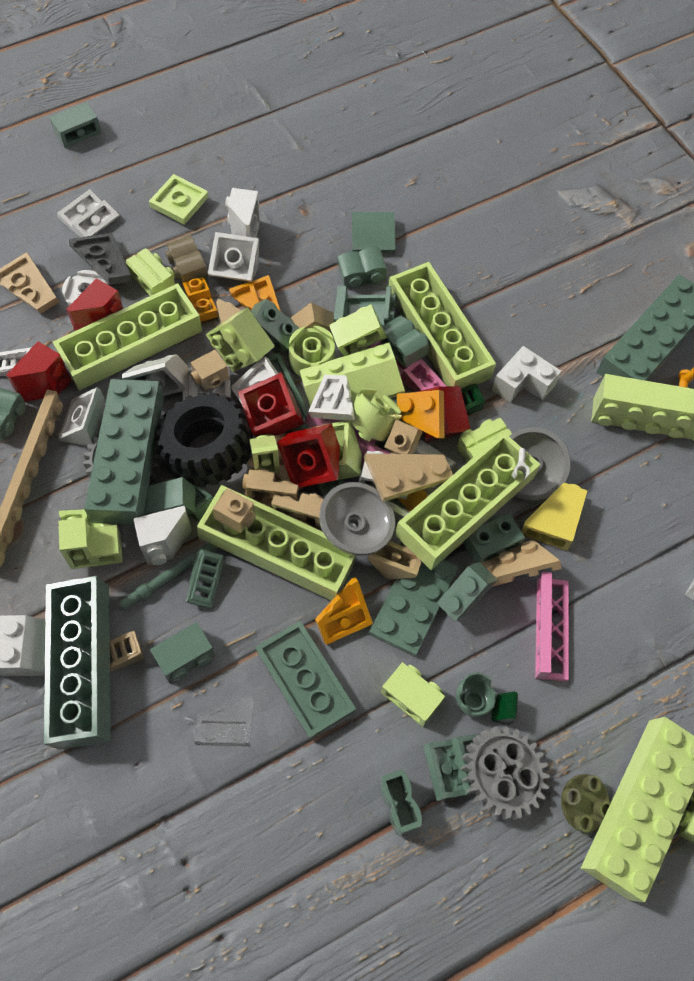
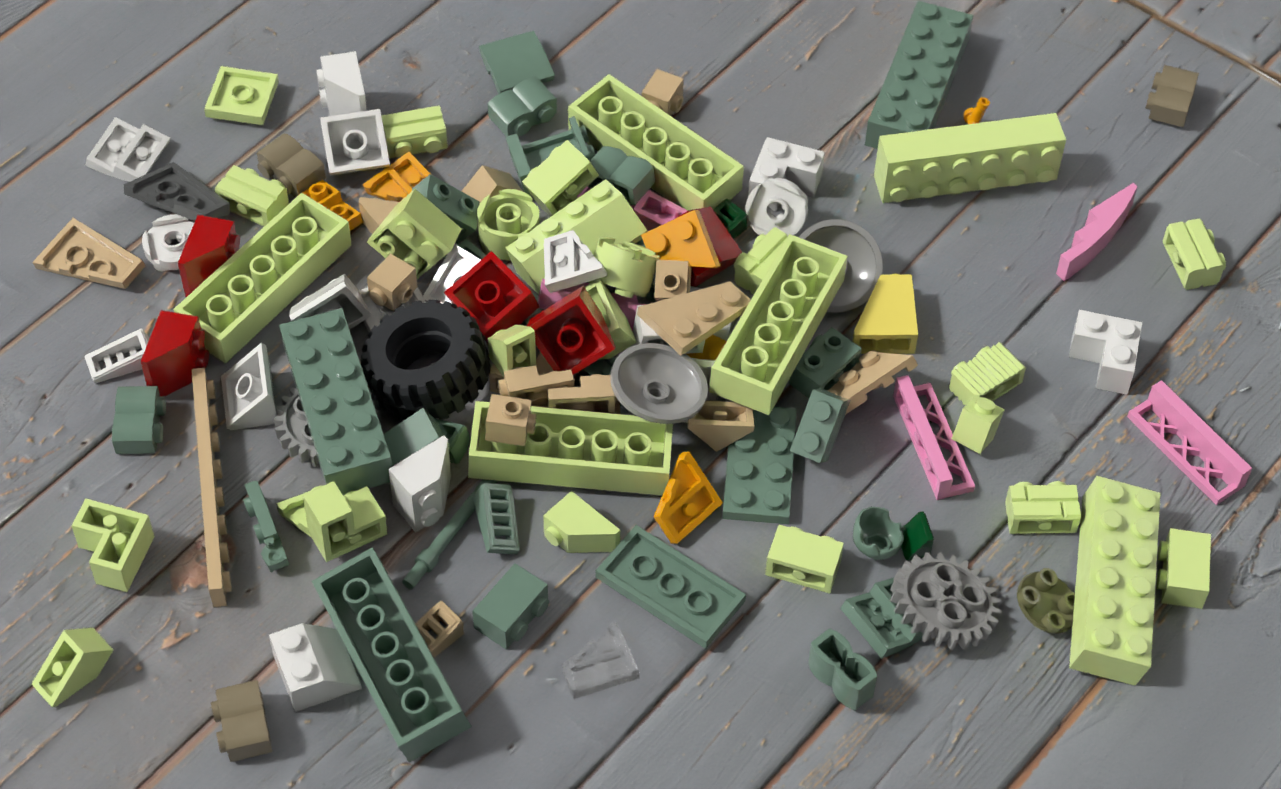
camera: 20 degrees left, 10 degrees down
(45, 526) = (266, 531): none -> sand green hinge
(75, 124) = (52, 42): sand green brick -> none
(258, 606) = (579, 527): none -> yellowish green slope
(280, 261) = (415, 131): none -> yellowish green brick
(464, 288) = (664, 91): none -> tan brick
(520, 399) = (773, 191): none -> white plate
(521, 465) = (827, 263): white hand -> none
(590, 631) = (978, 423): none -> yellowish green brick
(612, 592) = (987, 375): none -> yellowish green brick
(613, 720) = (1042, 508): none -> yellowish green brick

